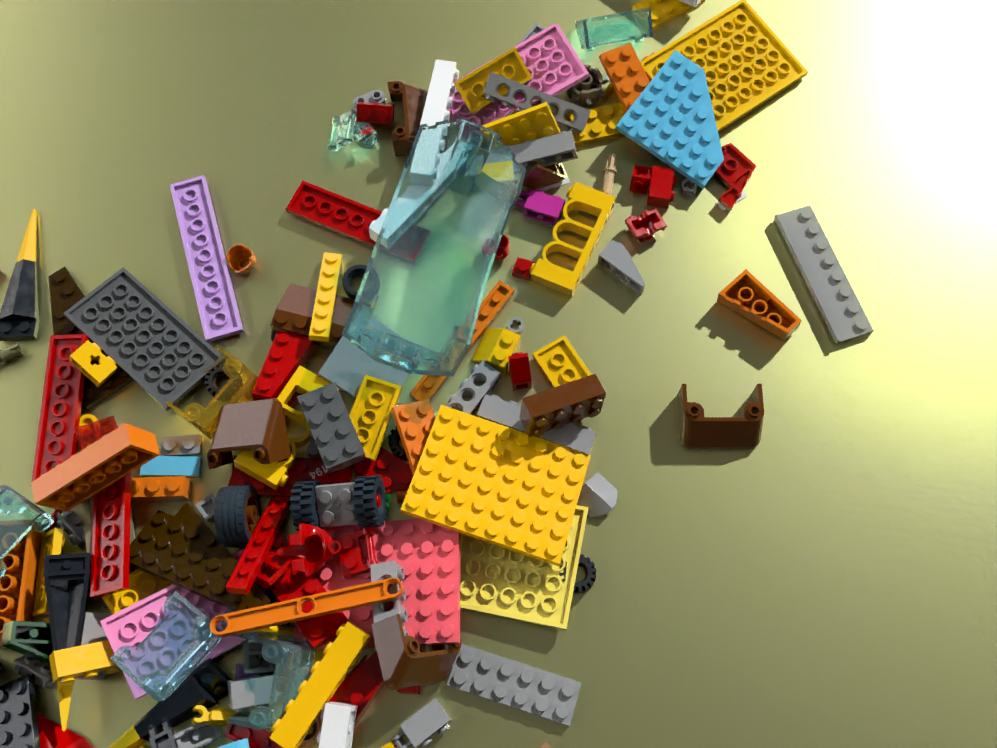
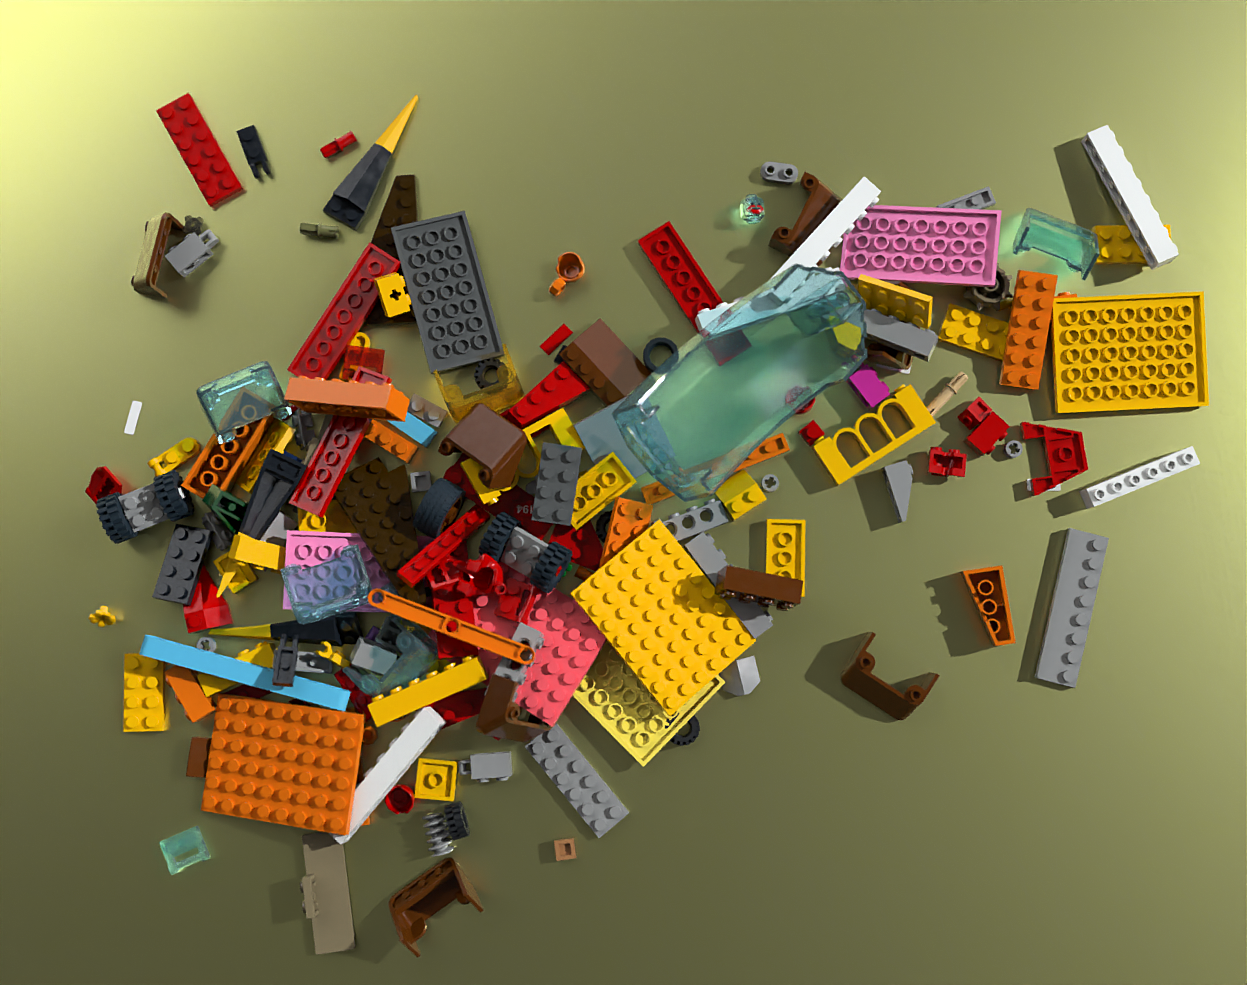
camera: 30 degrees right, 15 degrees up
(82, 700) = (241, 579): none -> yellow plate
(206, 259) = (541, 243): lavender plate -> none
(239, 281) = (557, 287): none -> orange tile
(263, 323) = (556, 339): none -> red sticker
(325, 297) = (622, 354): yellow plate -> none
(342, 130) = (738, 194): clear light blue plate -> none
(375, 112) = (775, 192): red brick -> none
(473, 85) = (902, 234): yellow plate -> none
(496, 81) = (902, 242): light grey brick -> none
(519, 371) = (745, 529): red slope -> none
(677, 120) = (1045, 380): medium azure plate -> none
(797, 149) = (1139, 477): none -> white brick

